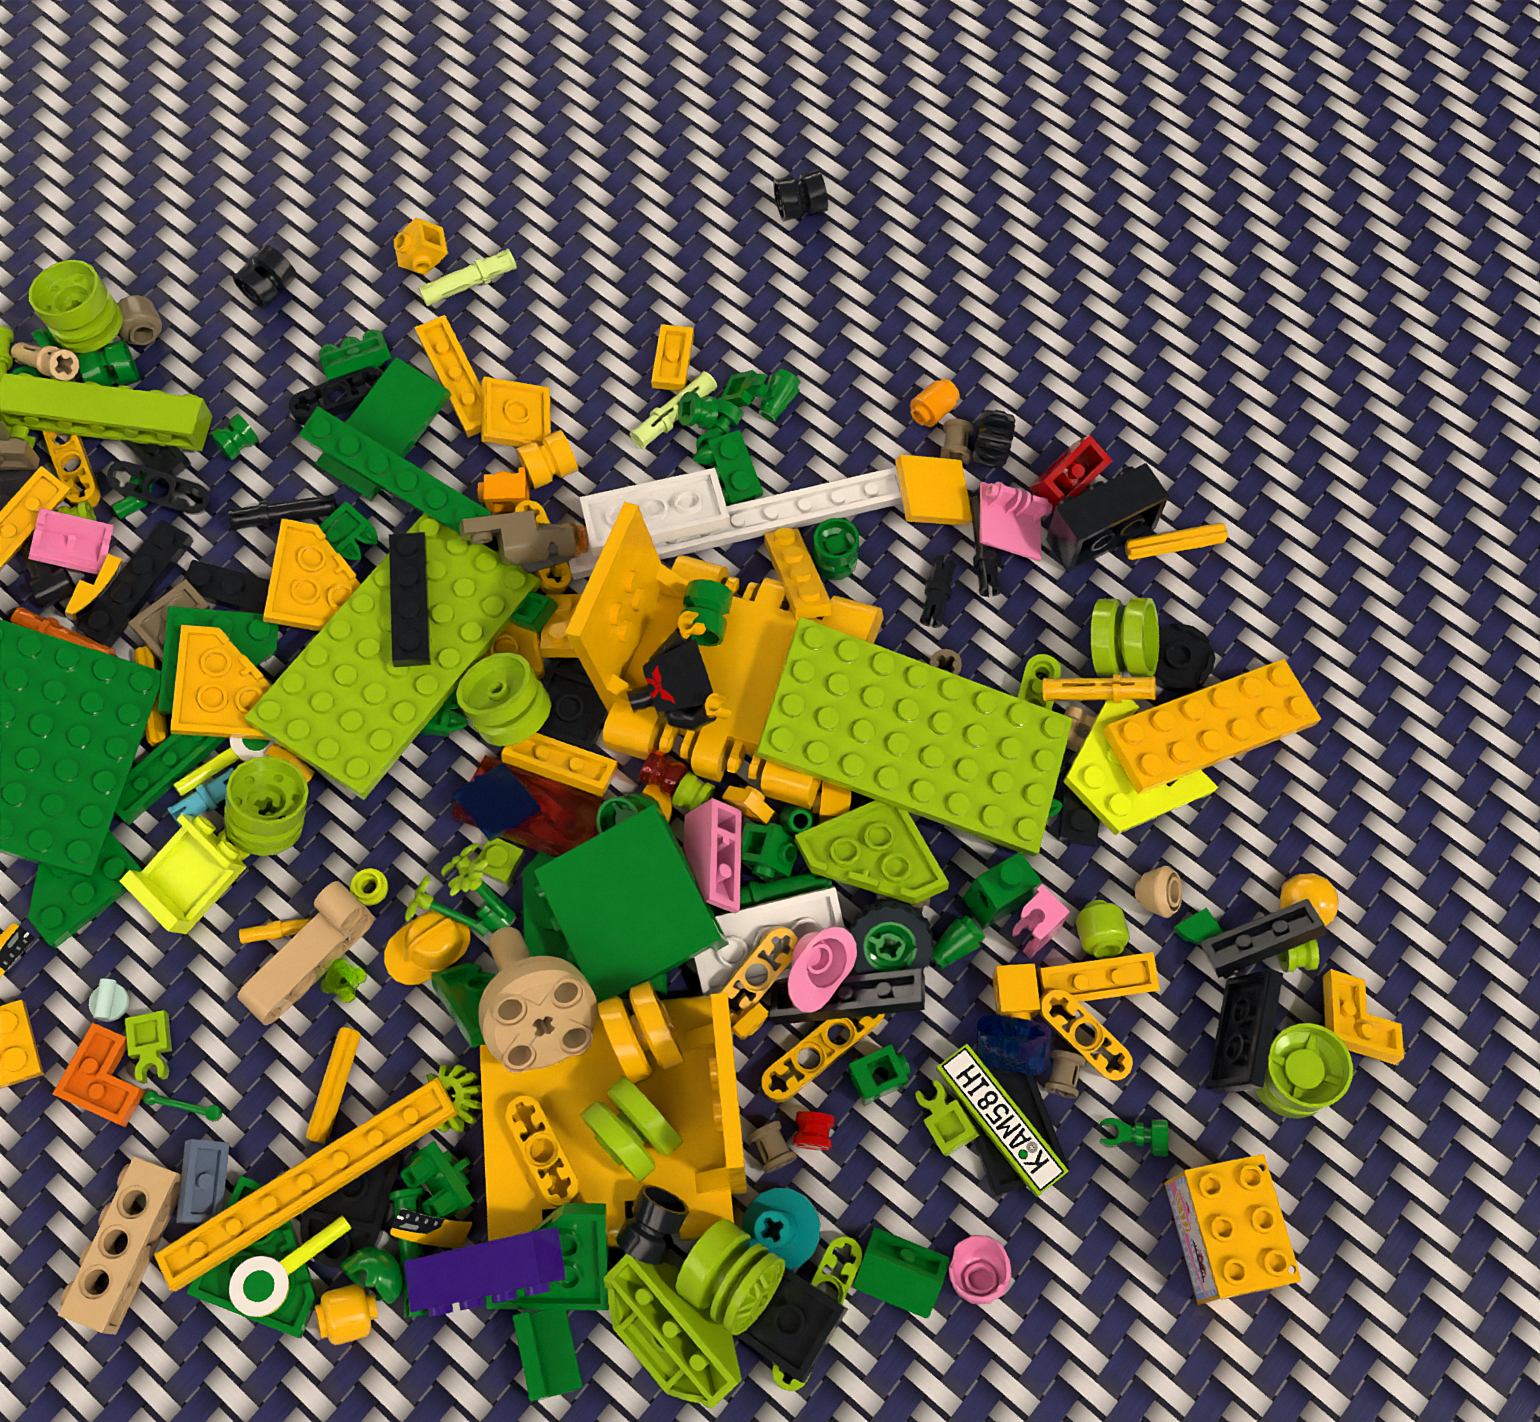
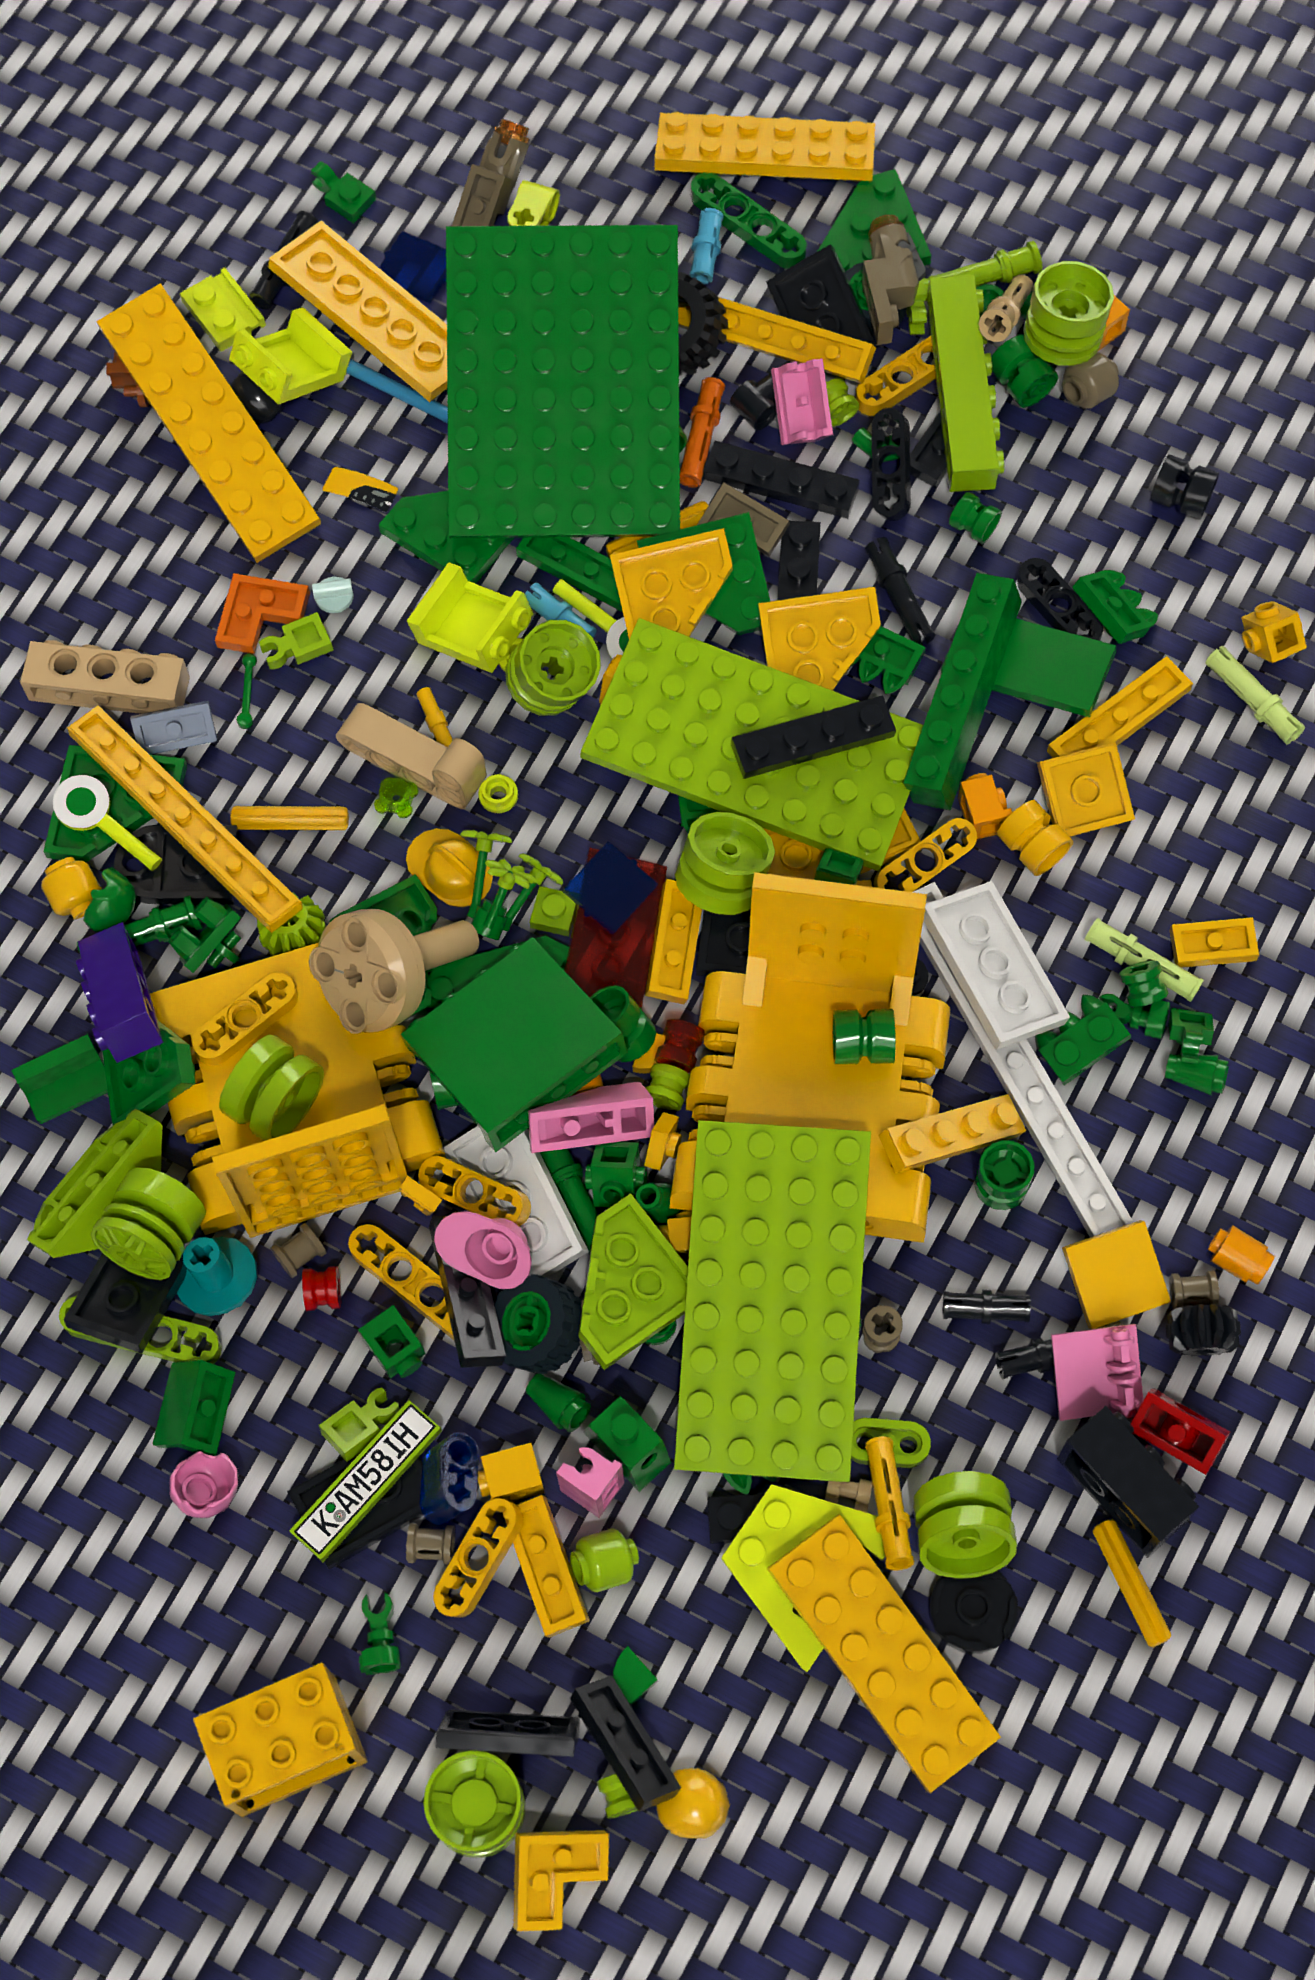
camera: 80 degrees right, 0 degrees up
(87, 595) = (752, 437): yellow slope -> none
(430, 1230) = (158, 941): sticker -> none
(525, 543) = (910, 837): dark tan plate -> none
(644, 1031) = (370, 1071): yellow wheel -> none
(654, 1221) = (187, 1138): black wheel -> none
(679, 681) = (772, 1028): black torso -> none
(1160, 891) = (662, 1621): tan cone -> none

